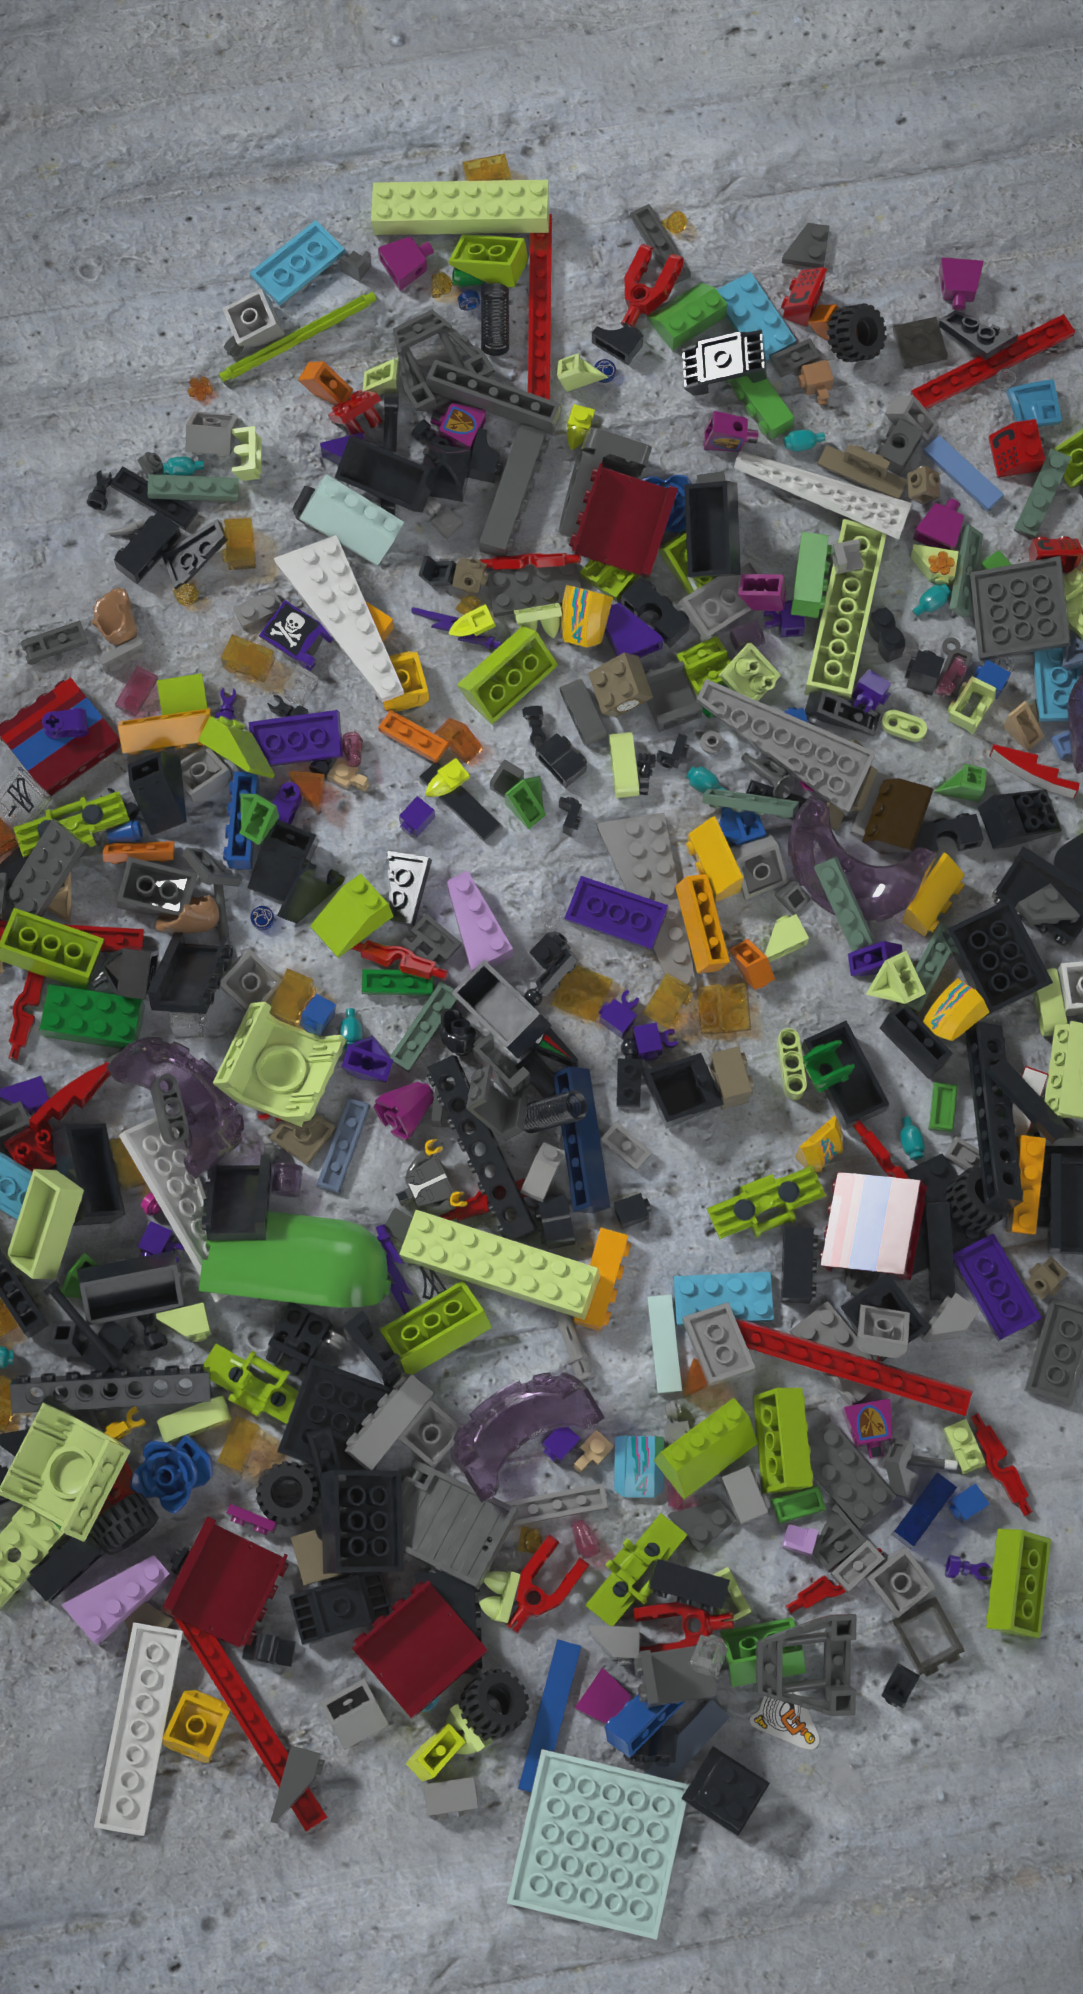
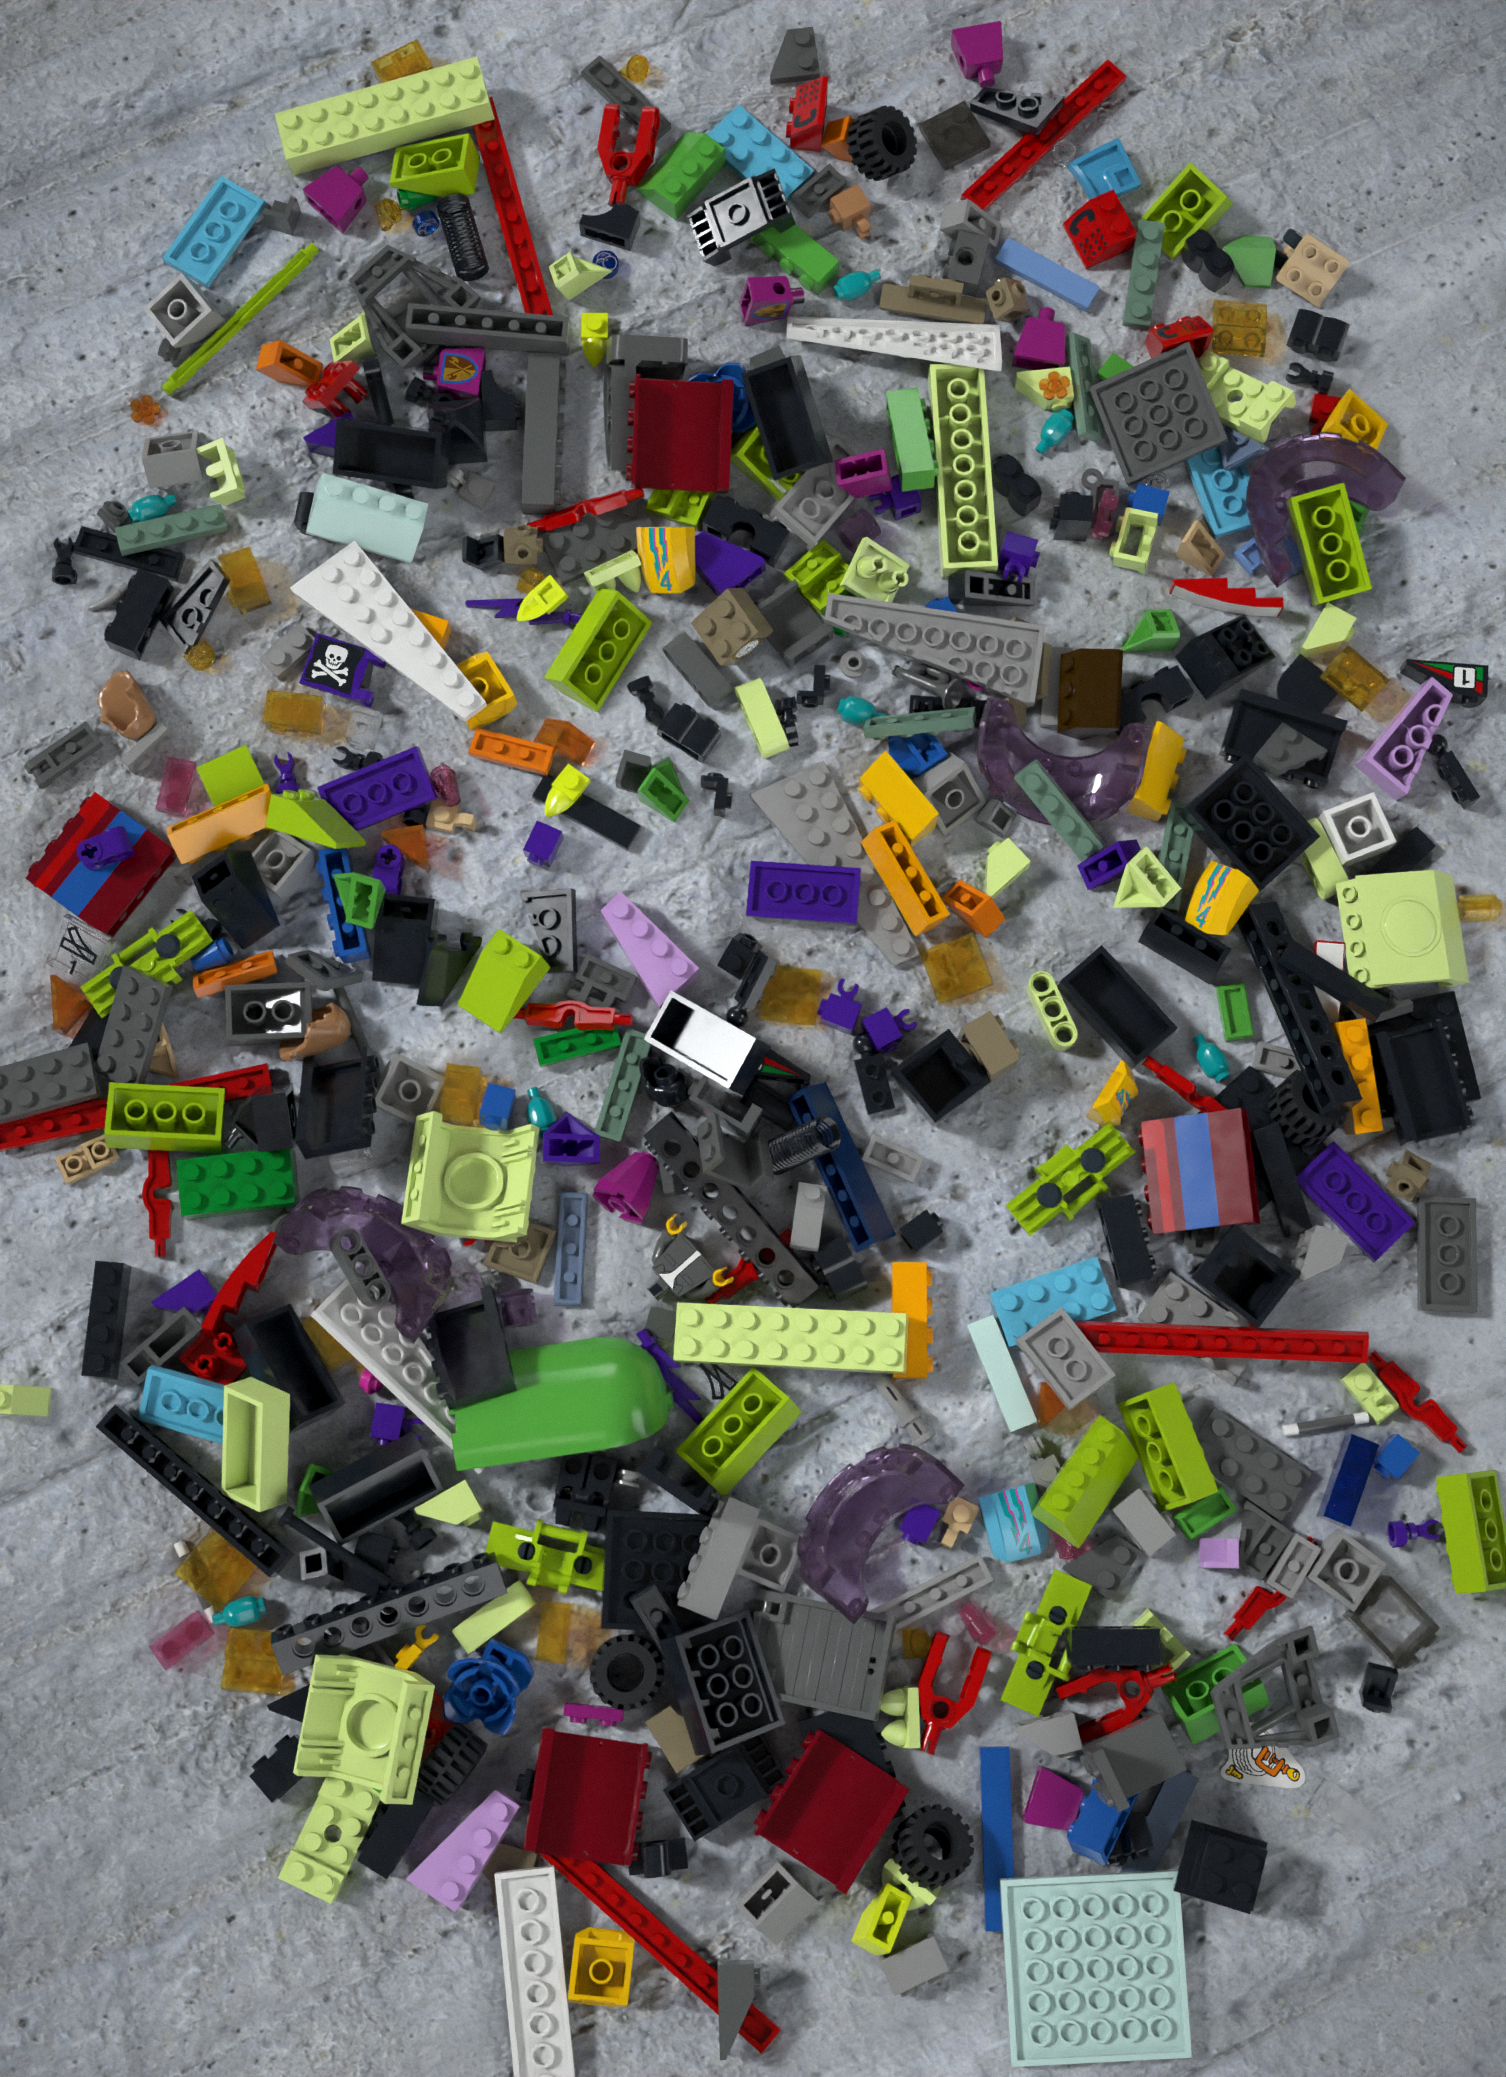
camera: 15 degrees left, 5 degrees up
(262, 918) = (400, 1011): clear blue tile -> none
(668, 1001) = (892, 978): clear yellow brick -> none
(705, 1647) = (1158, 1719): clear brick -> none
(823, 1055) = (1093, 993): green piece -> none
(847, 556) = (947, 407): light grey panel -> none
(870, 1425) = (1259, 1400): torso -> none
(882, 1331) = (1250, 1295): light grey slope -> none
(902, 1480) = (1302, 1431): dark grey slope -> none
(905, 723) = (1064, 583): yellowish green plate -> none

